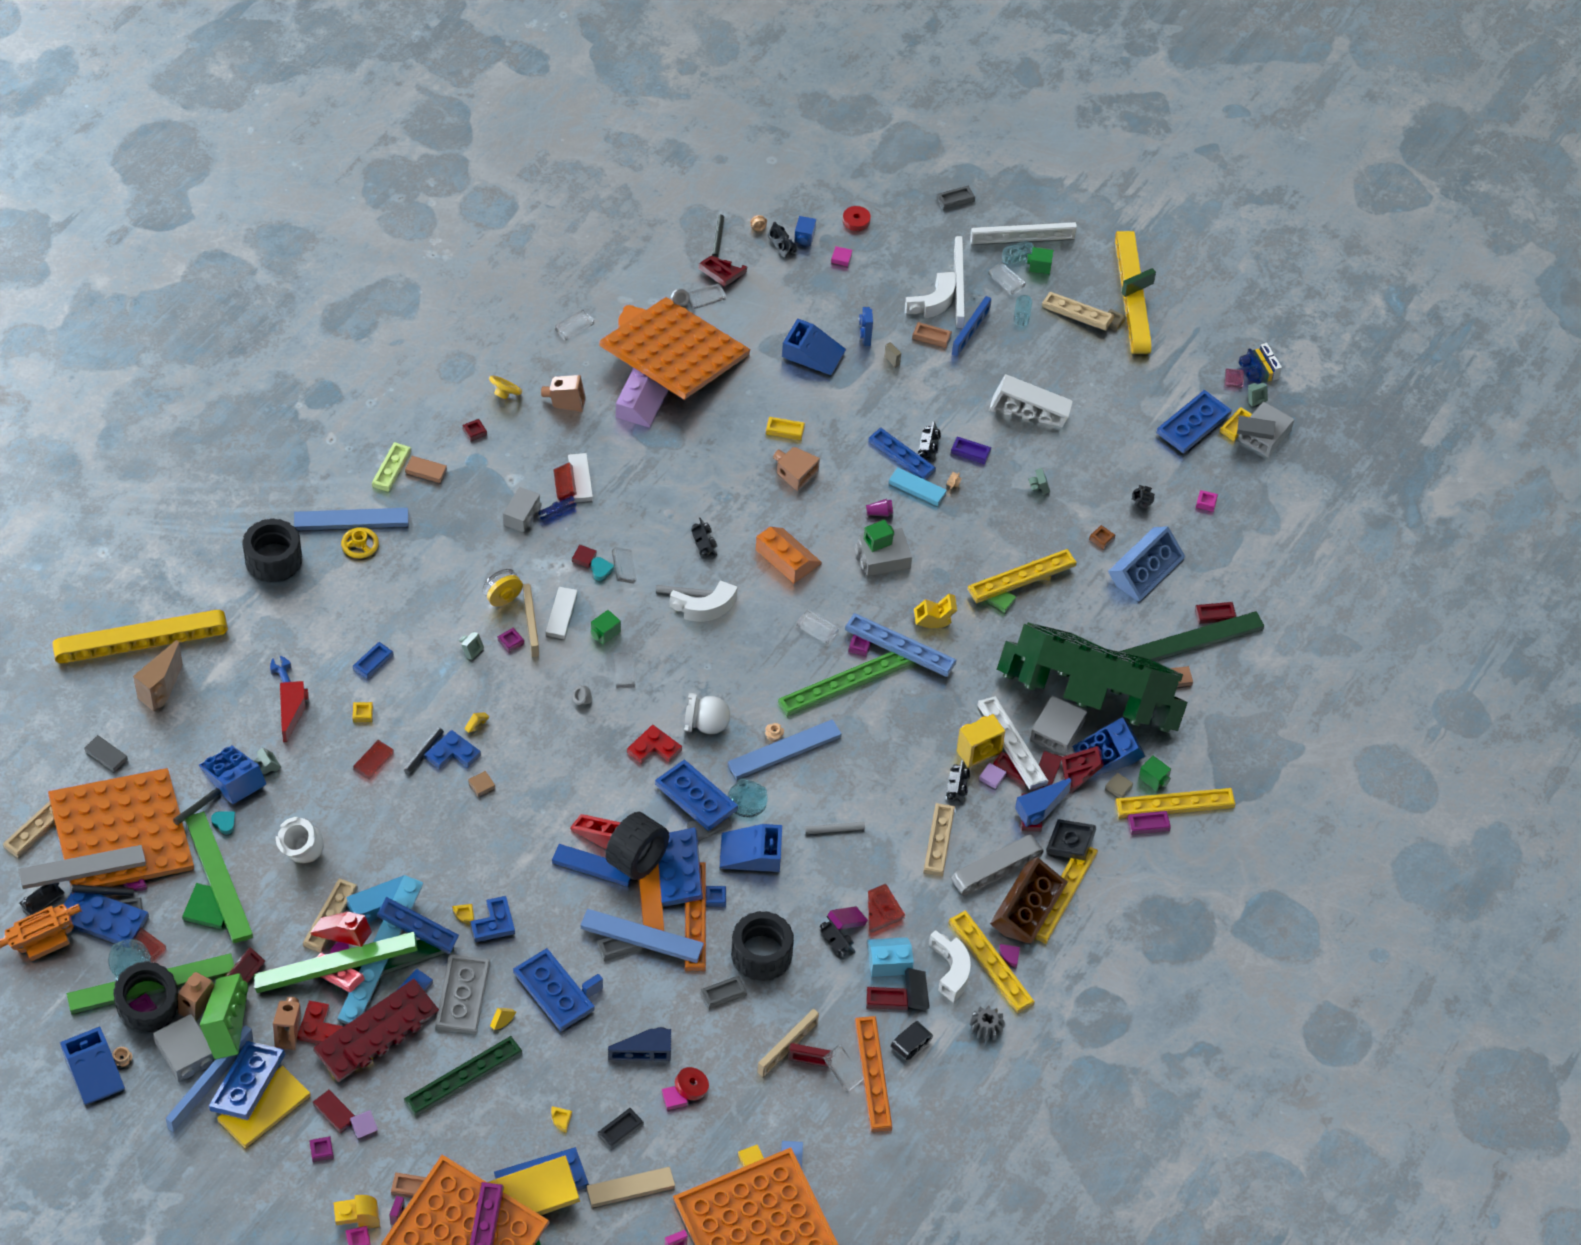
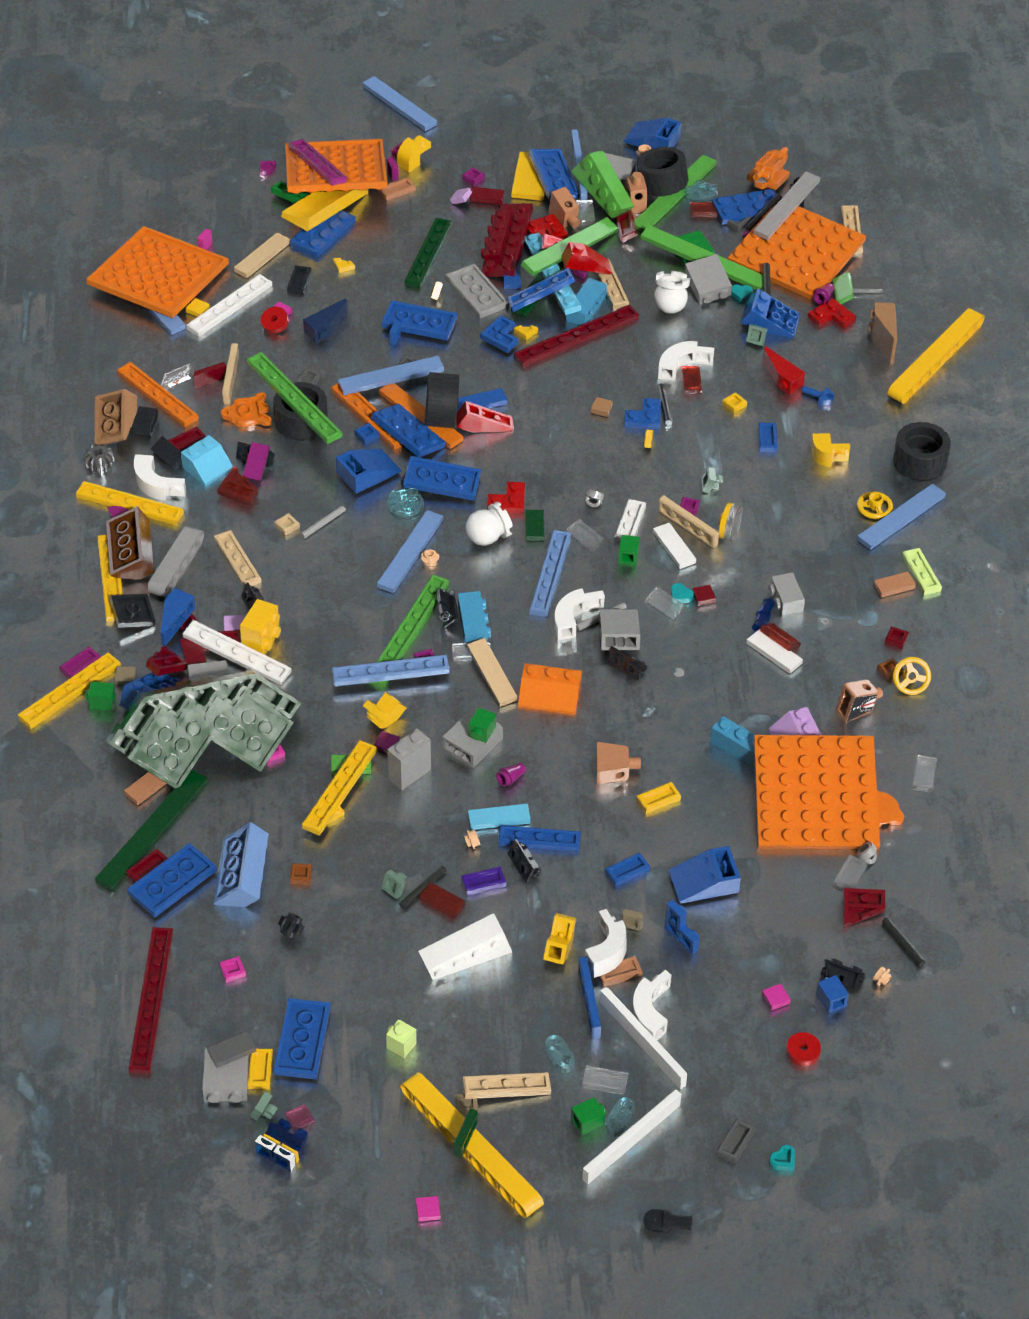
camera: 145 degrees right, 5 degrees down
(132, 758) = (843, 288): none -> bright green tile
(155, 764) = (823, 294): none -> magenta cone
(169, 747) = (832, 310): none -> red plate
(246, 842) = (708, 279): none -> light grey brick
(262, 1018) = (586, 212): none -> clear tile
(344, 609) = (825, 452): none -> yellow brick
(363, 785) = (683, 354): none -> white arch
(430, 876) = (576, 336): none -> dark red tile
(508, 410) = (886, 669): none -> dark orange tile
(574, 658) = (630, 519): none -> white tile
(657, 706) = (534, 525): none -> dark green tile
(686, 655) = (550, 573): none -> medium blue tile
(687, 558) = (619, 629): none -> light grey brick
(688, 422) = (734, 740): none -> dark azure brick
(716, 1141) = (229, 305): none -> white tile
(768, 939) = (294, 398): none -> bright green tile
(792, 648) = (472, 616): none -> dark azure brick
(803, 671) = (447, 607): none -> black hinge
(803, 994) = (248, 411): none -> orange tile
(819, 594) = (492, 672): none -> tan tile
(859, 394) = (627, 869): none -> blue tile
(868, 846) = (287, 524): none -> tan tile
(928, 338) = (612, 951): none -> white arch
(935, 171) = (783, 1158): none -> teal tile
(942, 1053) = (114, 416): none -> medium nougat slope
(955, 590) = (386, 741): none -> magenta tile
(956, 550) = (409, 759): none -> light grey brick
(960, 369) = (561, 939): none -> yellow brick
(1014, 454) = (442, 900): none -> clear red tile
(1017, 473) = (420, 888): none -> pearl dark grey bar
(1046, 179) = (664, 1221): none -> black arm
(1126, 376) = (401, 1038): none -> yellowish green brick
(1191, 277) = (428, 1208): none -> dark pink tile
(1205, 587) = (172, 880): none -> blue plate
(1281, 516) = (151, 1001): none -> dark red tile

